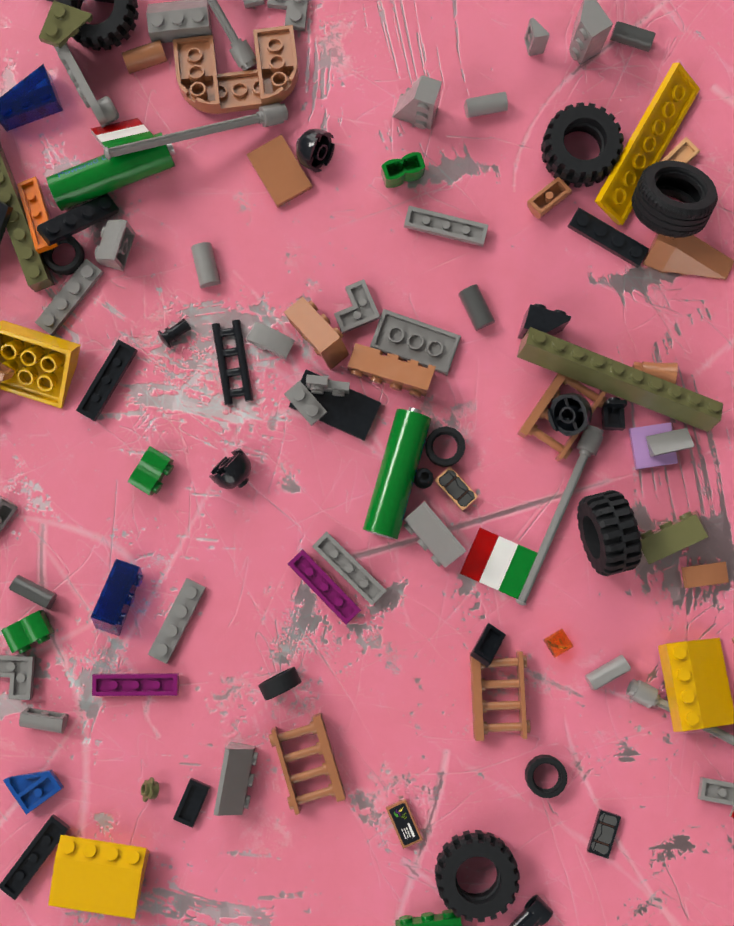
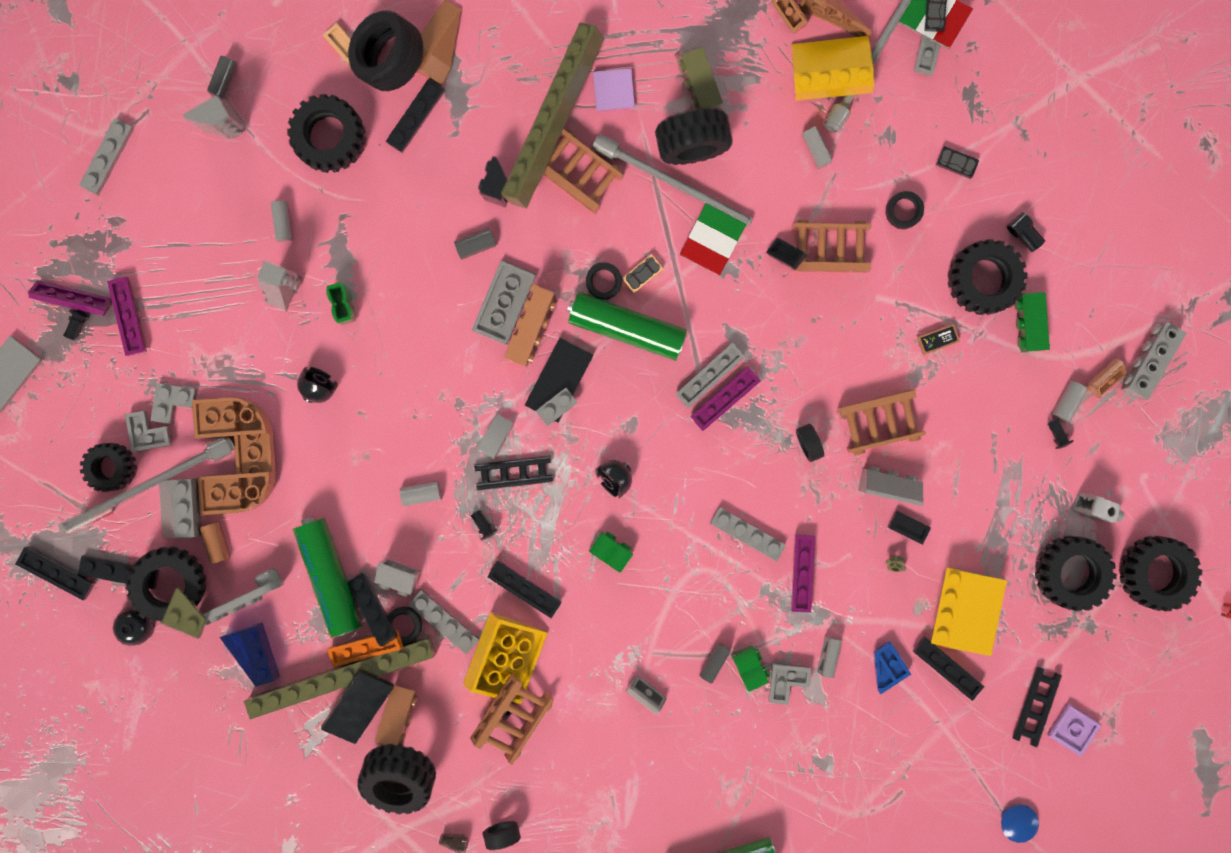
camera: 85 degrees left, 5 degrees up
(117, 597) = (724, 586): clear blue wedge -> none
(133, 136) = (297, 557): light grey flag -> none
(279, 171) = (333, 420): nougat tile -> none
(317, 331) = (490, 392): nougat wedge -> none
(319, 384) = (541, 392): light grey plate -> none
(362, 309) = (471, 349): light grey plate -> none
(423, 478) = (631, 302): black pin -> none
(433, 535) = (685, 296): light grey slope -> none
(445, 226) = (396, 267): light grey plate -> none
(535, 38) = (219, 169): light grey slope -> none
(548, 197) = (374, 168): nougat brick -> none
(558, 643) = (788, 190): clear orange tile -> none
(570, 414) = (583, 163): black cylinder -> none
(613, 414) = (583, 123): black bracket -> none
(647, 142) = (327, 70): yellow plate -> none
(664, 371) = (546, 75): nougat plant -> none
(669, 442) = (612, 74): light grey slope -> none
(705, 574) = (734, 52): nougat slope -> none

